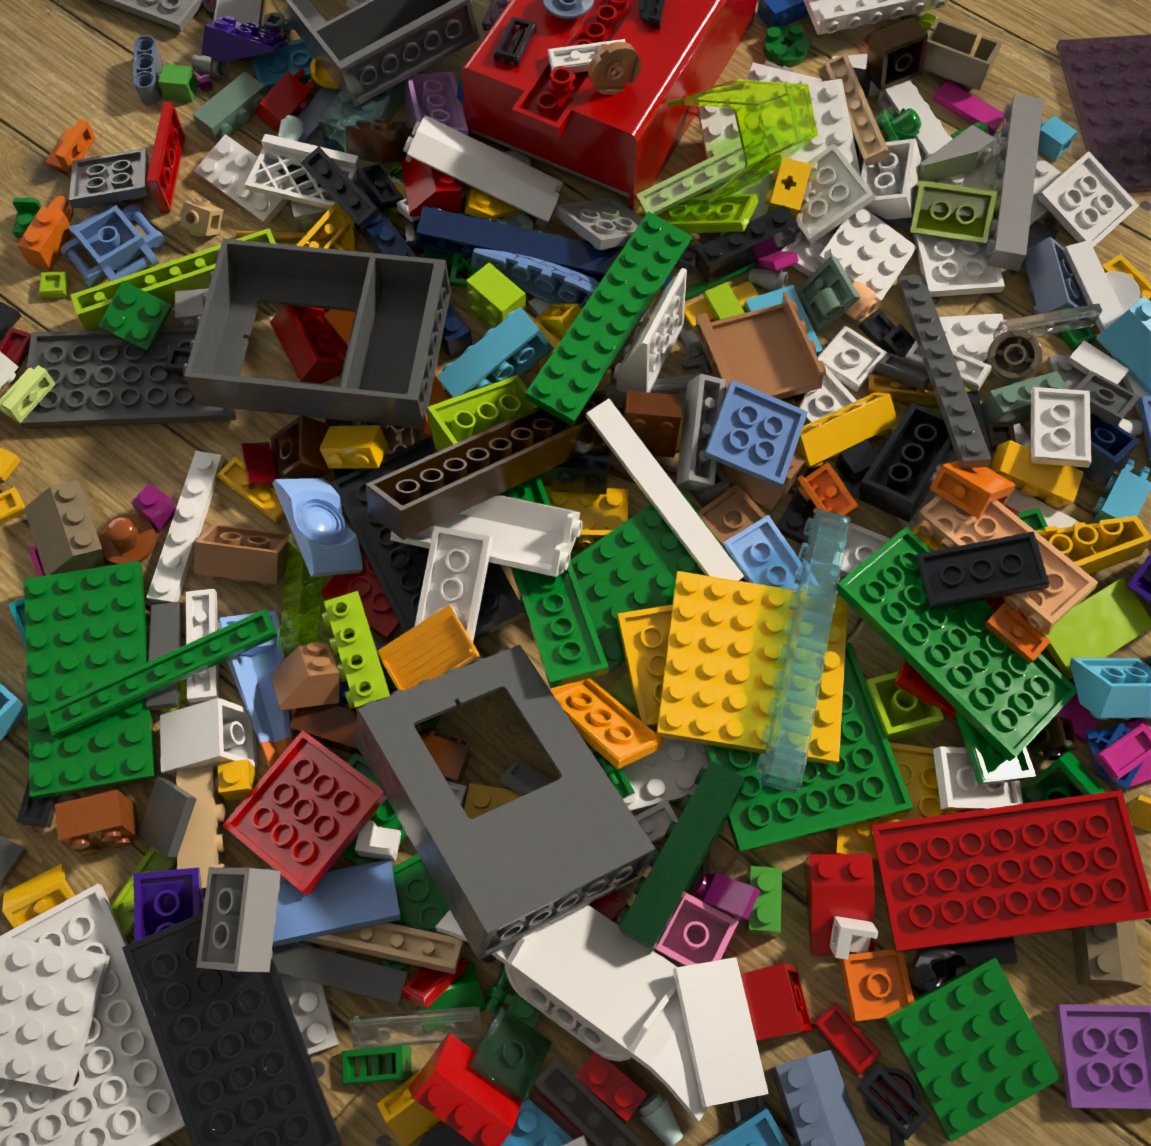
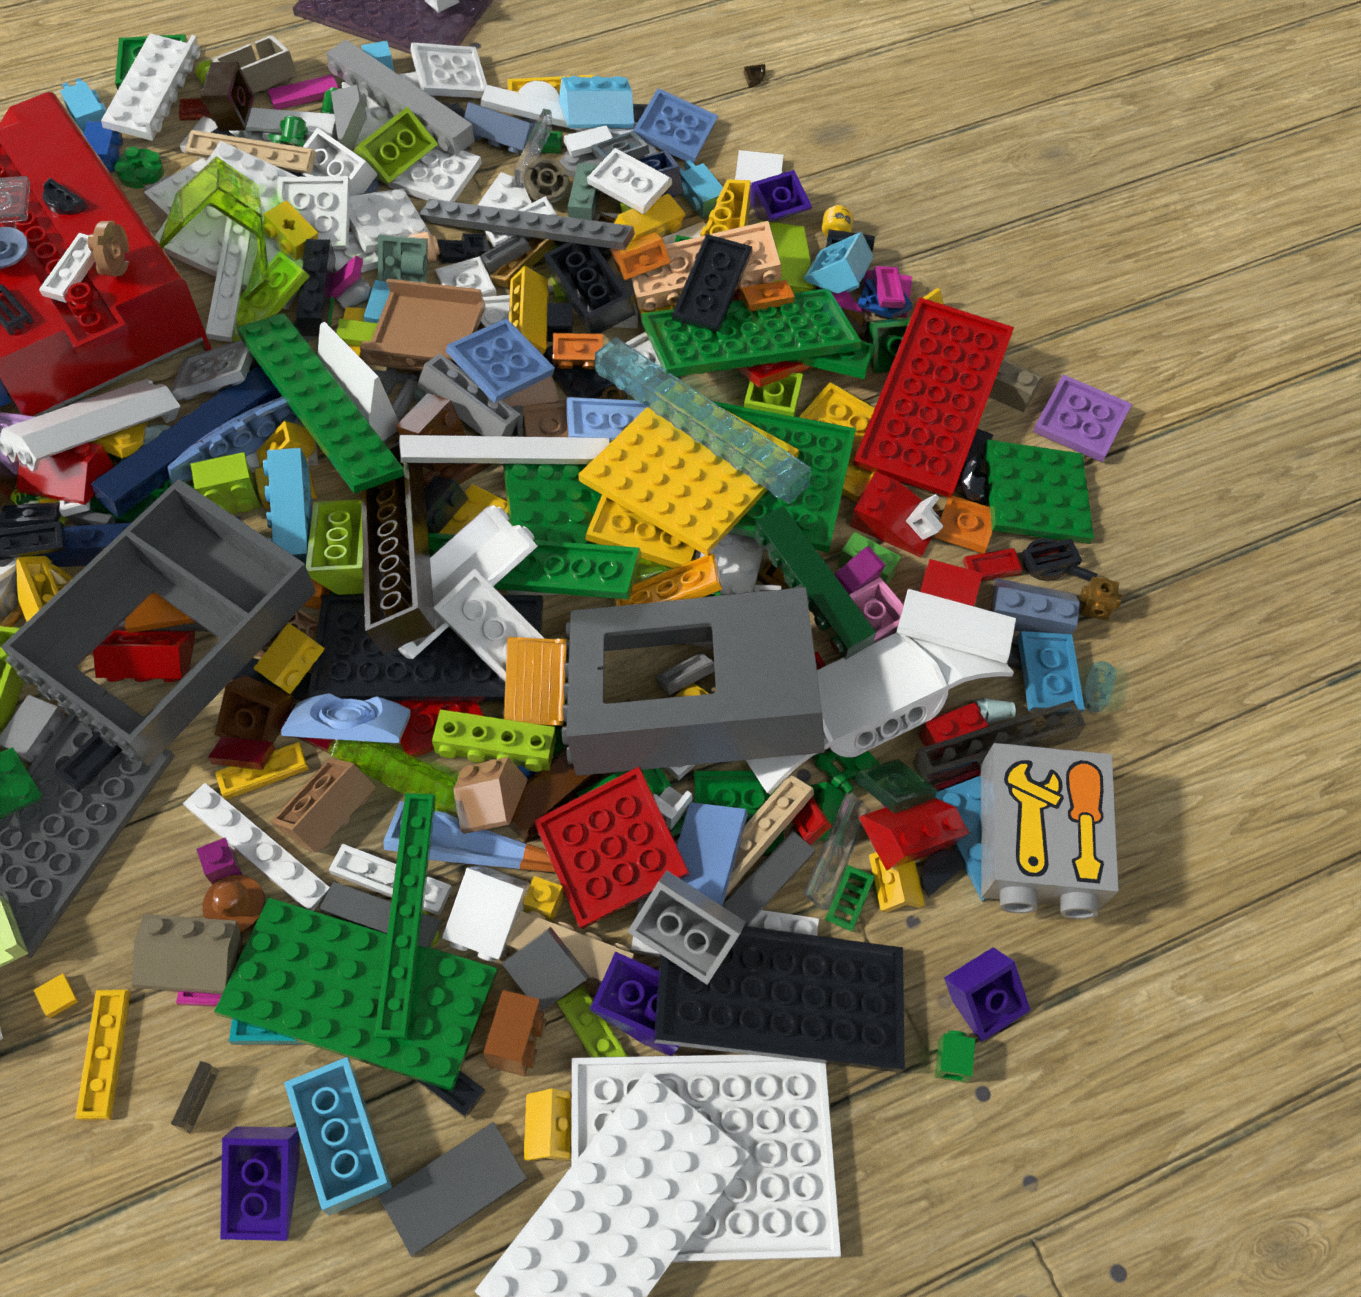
camera: 65 degrees left, 5 degrees down
(960, 788) = (856, 391): white plate -> none

